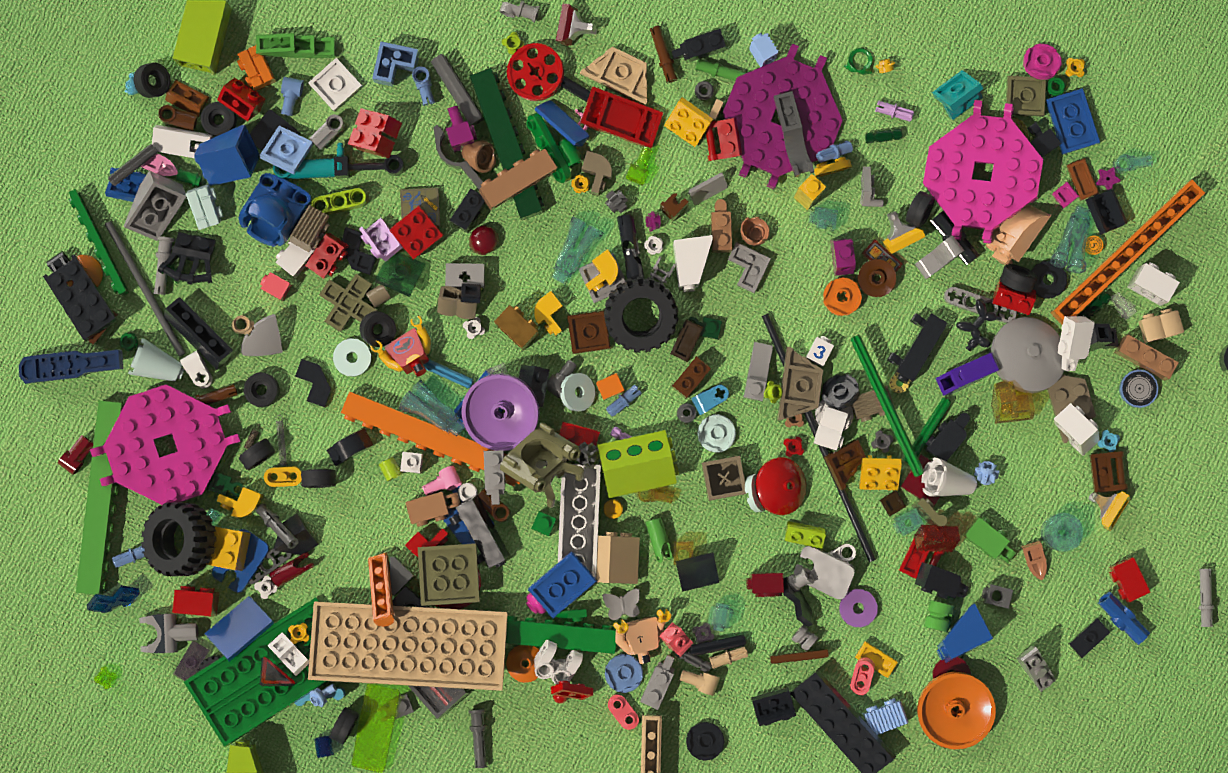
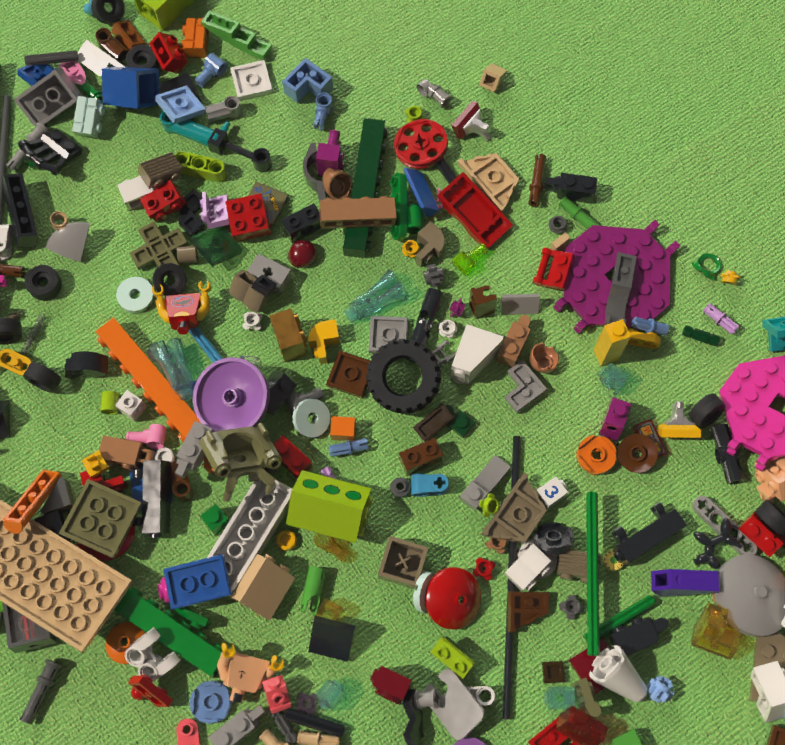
camera: 30 degrees right, 15 degrees down
(273, 210) = (139, 142): blue piece -> none
(275, 286) = (107, 206): coral brick -> none
(320, 388) = (93, 306): black tile -> none
(368, 133) = (252, 127): piece -> none
(414, 531) = (95, 464): none -> yellow tile
(457, 90) = (348, 127): dark grey brick -> none
(588, 454) = (287, 472): dark grey gear -> none
(608, 271) = (394, 326): yellow brick -> none
(622, 604) = (245, 633): light grey animal -> none
(688, 122) = (531, 240): yellow plate -> none
(716, 433) = (418, 520): light aqua tile -> none
(763, 49) = (627, 211): light blue brick -> none
(867, 190) = (665, 372): light grey plate -> none
(880, 473) = (554, 635): yellow plate -> none
(939, 257) = (710, 460): light grey beam -> none

